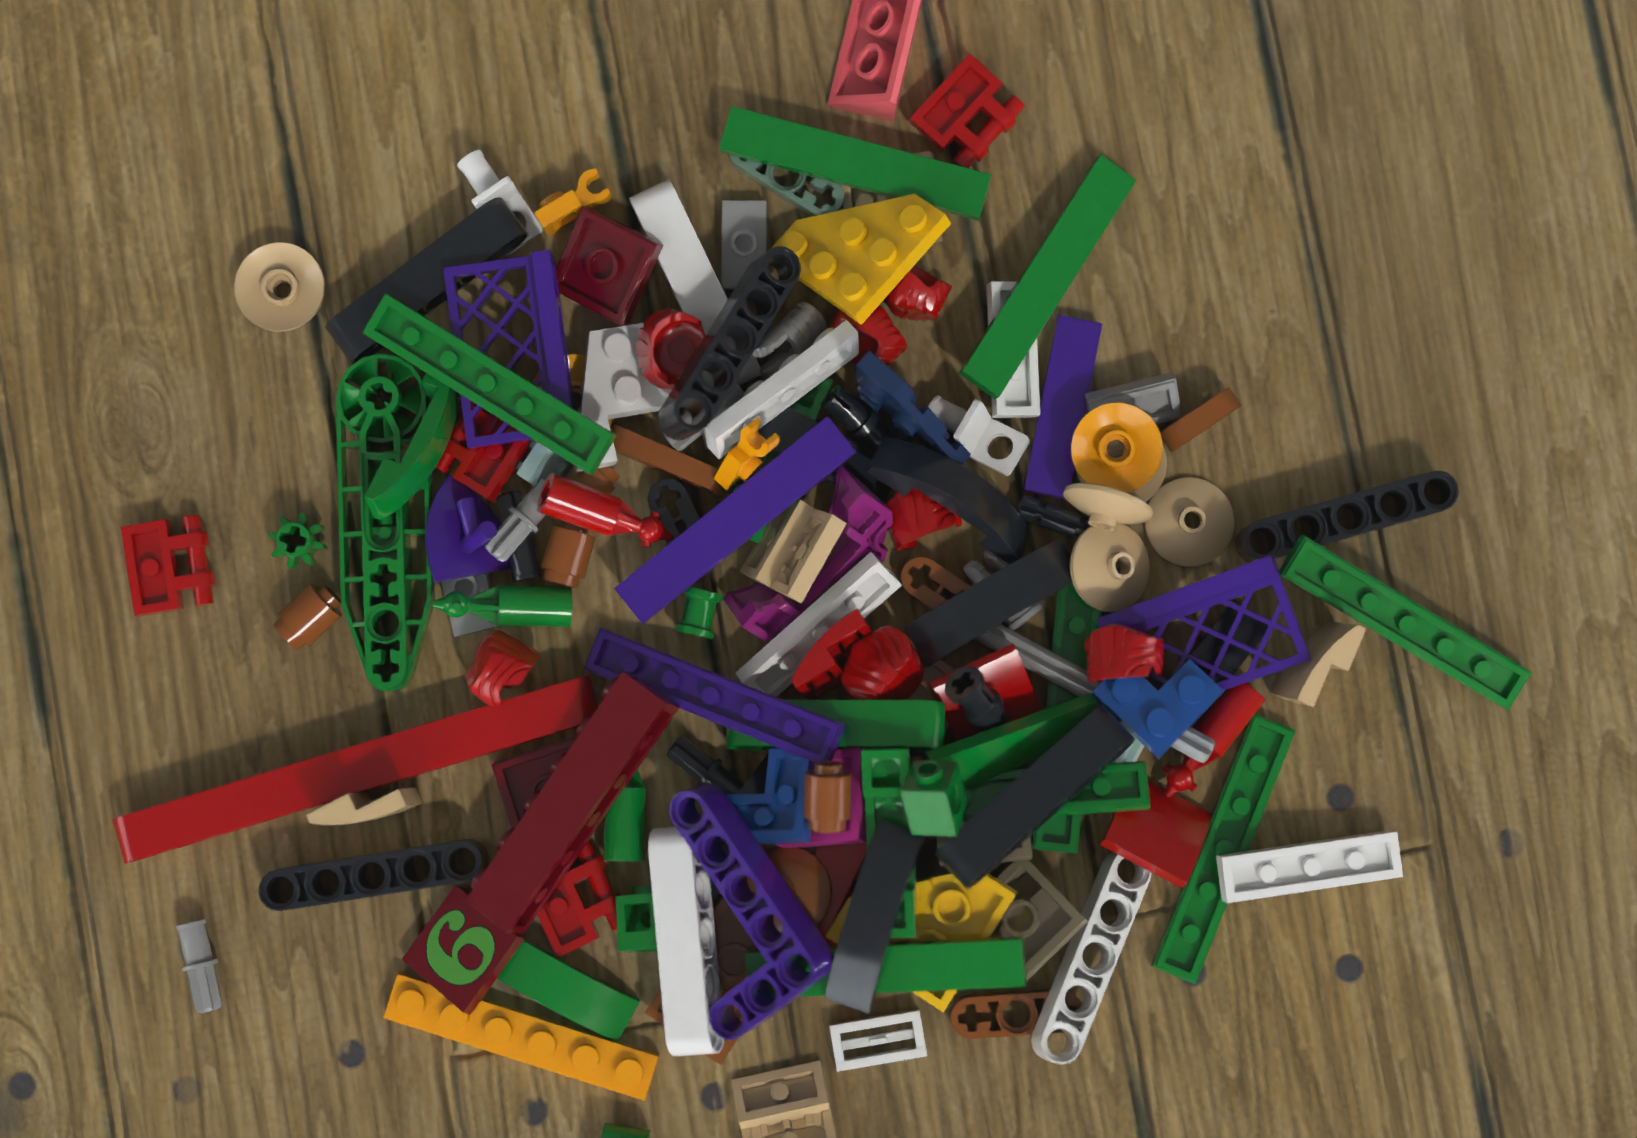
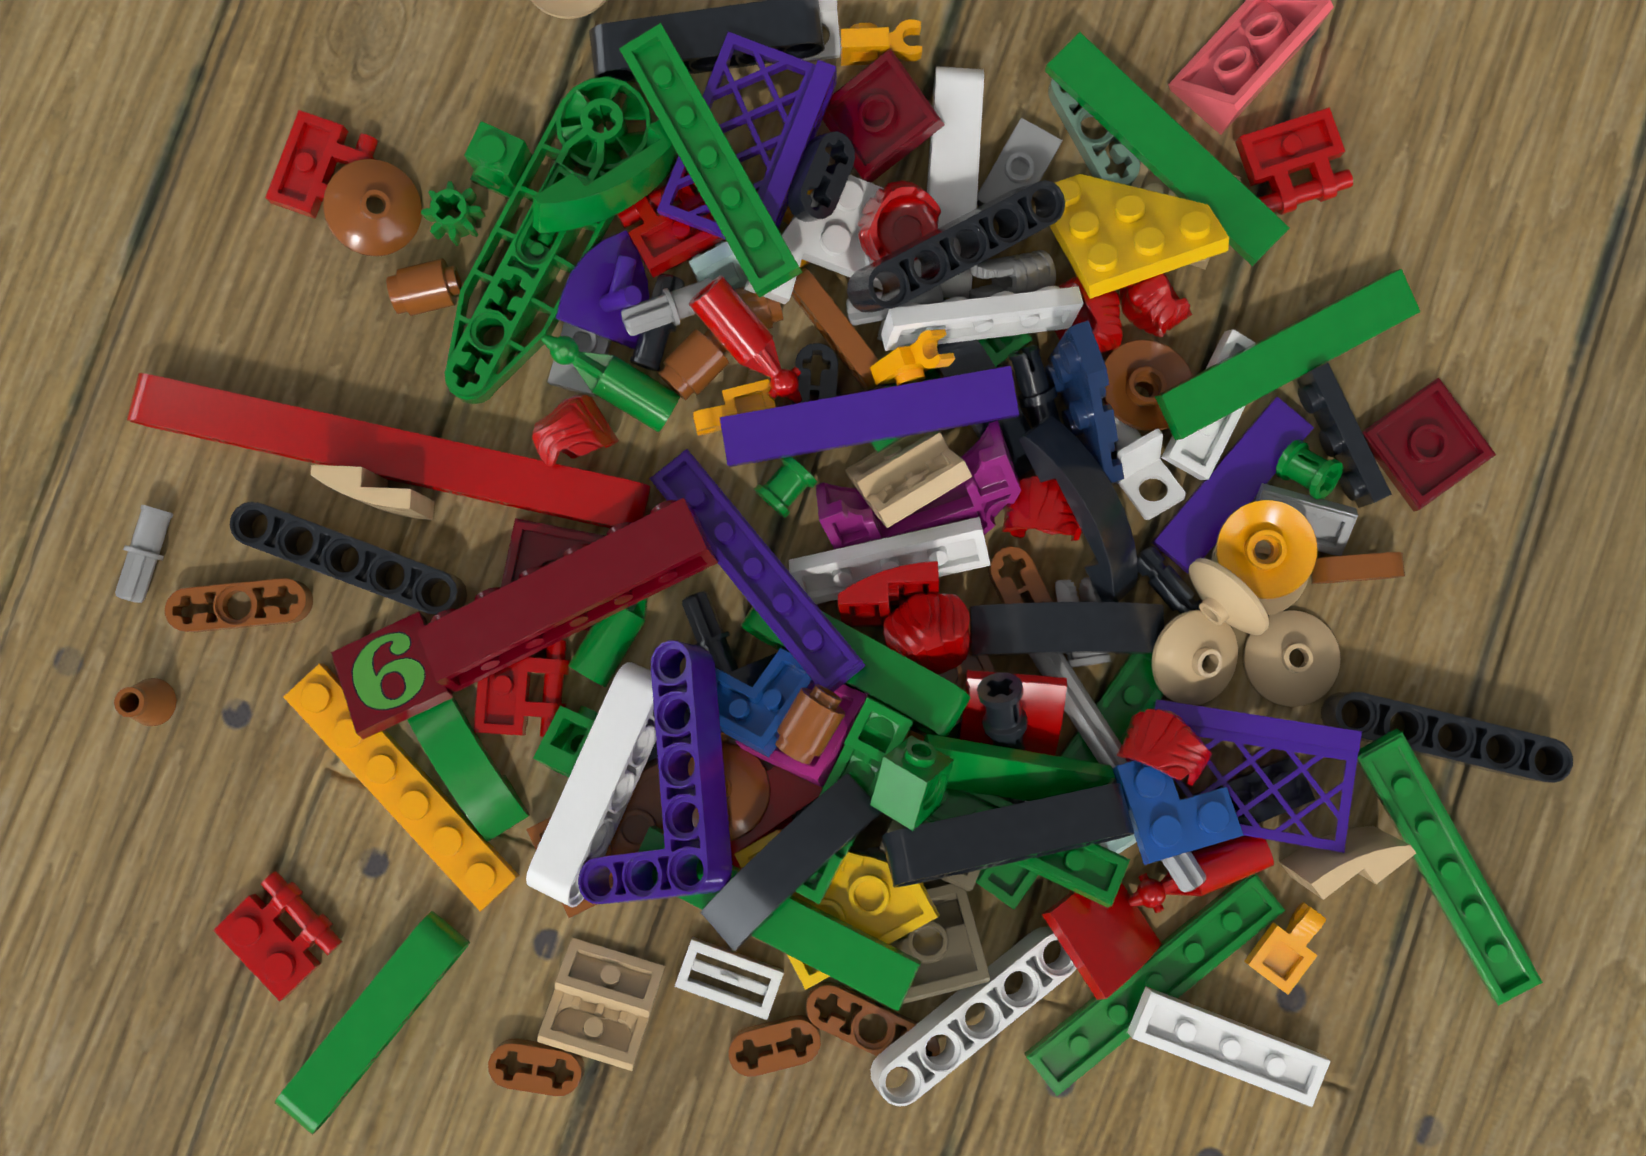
camera: 25 degrees right, 0 degrees up
(211, 589) = (359, 228): none -> dark orange dish
(269, 972) = (204, 596): none -> dark orange beam
(283, 1080) = (147, 702): none -> dark orange cone
(310, 477) = (497, 159): none -> green brick
(585, 346) = (818, 175): none -> black beam
(620, 566) = (736, 401): none -> light orange plate
(938, 348) = (1146, 366): none -> dark orange dish
(952, 1082) = (777, 1057): none -> dark orange beam
(1116, 361) = (1309, 469): none -> green bush
(1129, 319) = (1342, 436): none -> black plate
(1201, 286) = (1427, 444): none -> dark red tile
(1313, 767) = (1283, 954): none -> light orange plate

